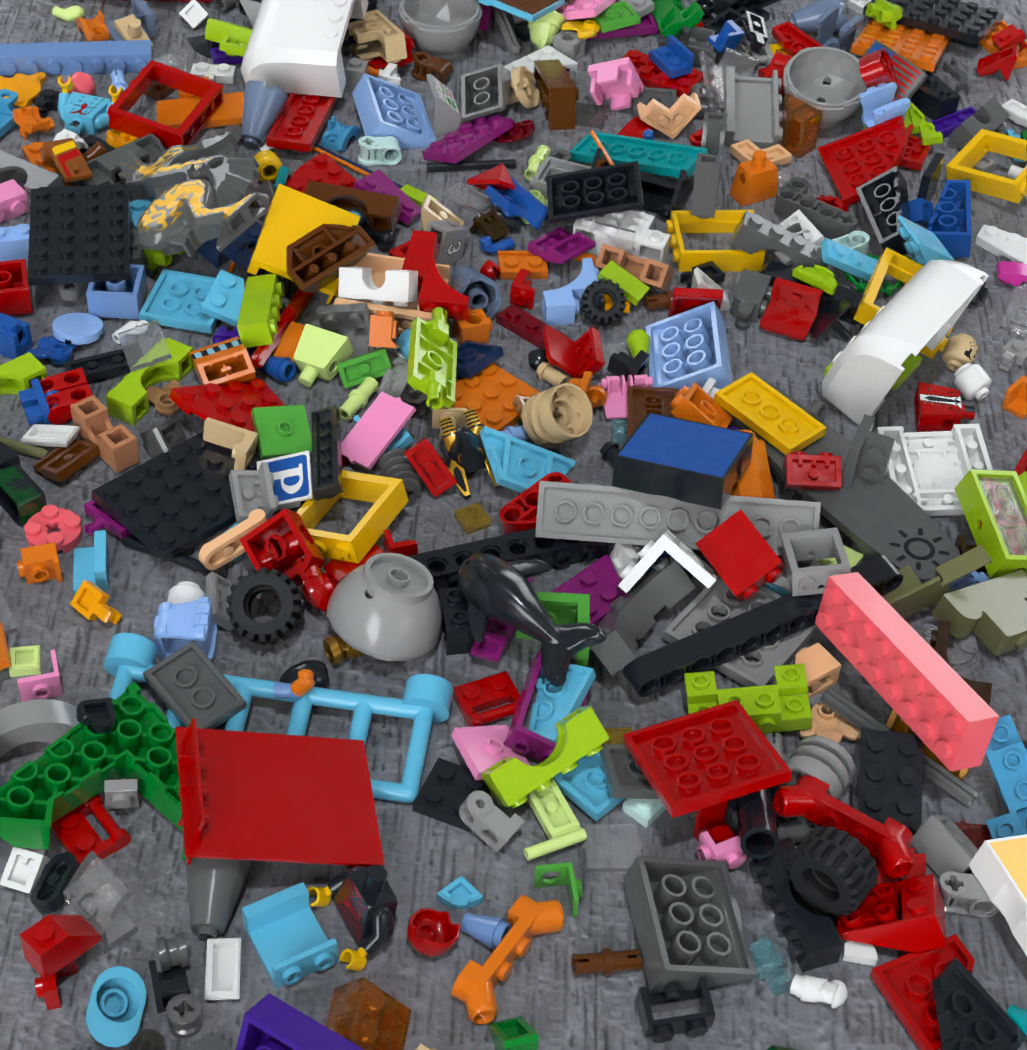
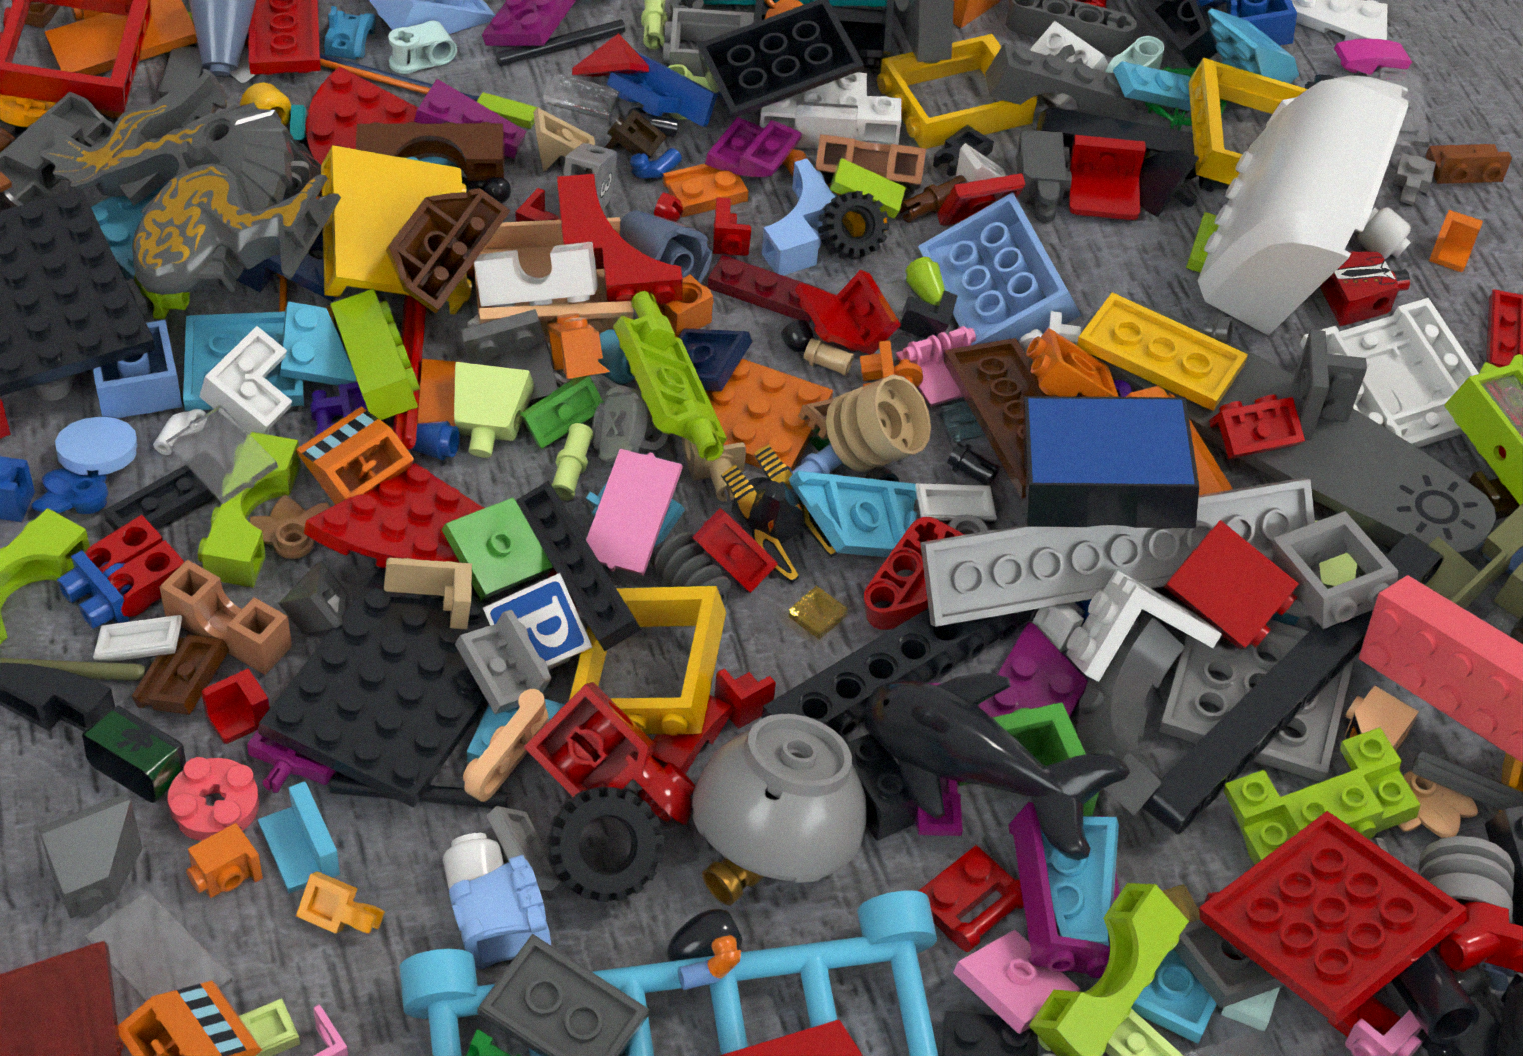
camera: 20 degrees left, 5 degrees up
(86, 479) = (235, 705): none -> red panel
(172, 309) = (241, 385): none -> white panel
(585, 472) = (950, 501): none -> white tile
(817, 277) = (1127, 122): lime plate -> none

